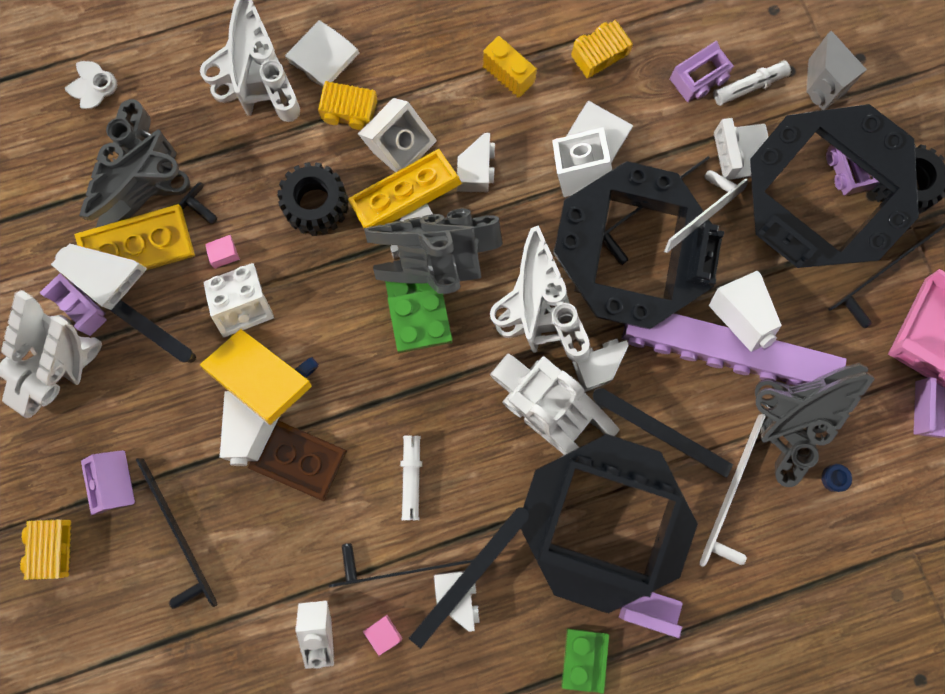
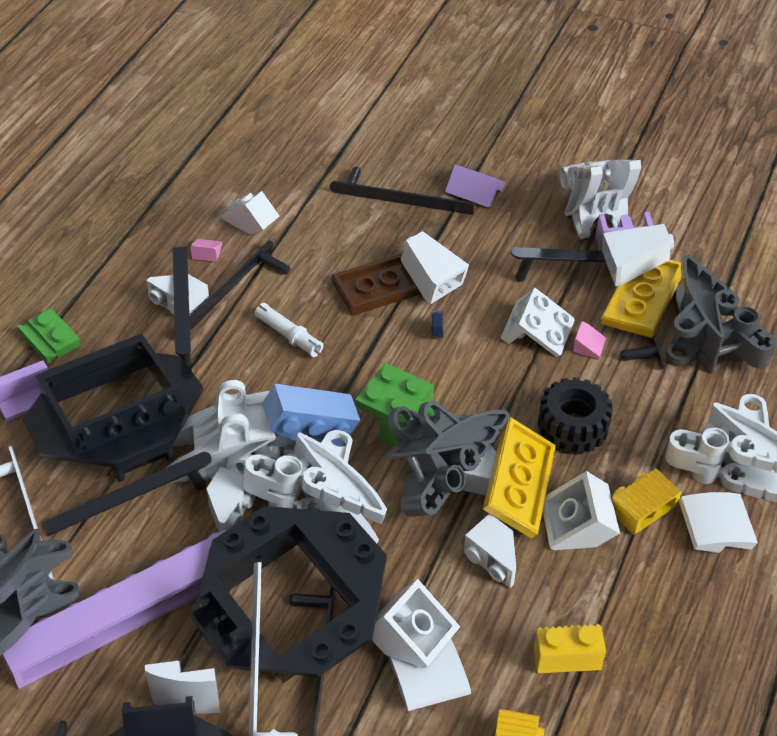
camera: 135 degrees right, 30 degrees down
(46, 549) = (461, 134): yellow brick -> none
(256, 376) = (460, 282): yellow tile -> none
(500, 350) = (309, 412): none -> medium blue wedge
(747, 311) = (139, 626): white slope -> none
(757, 247) = (172, 686): none -> white slope

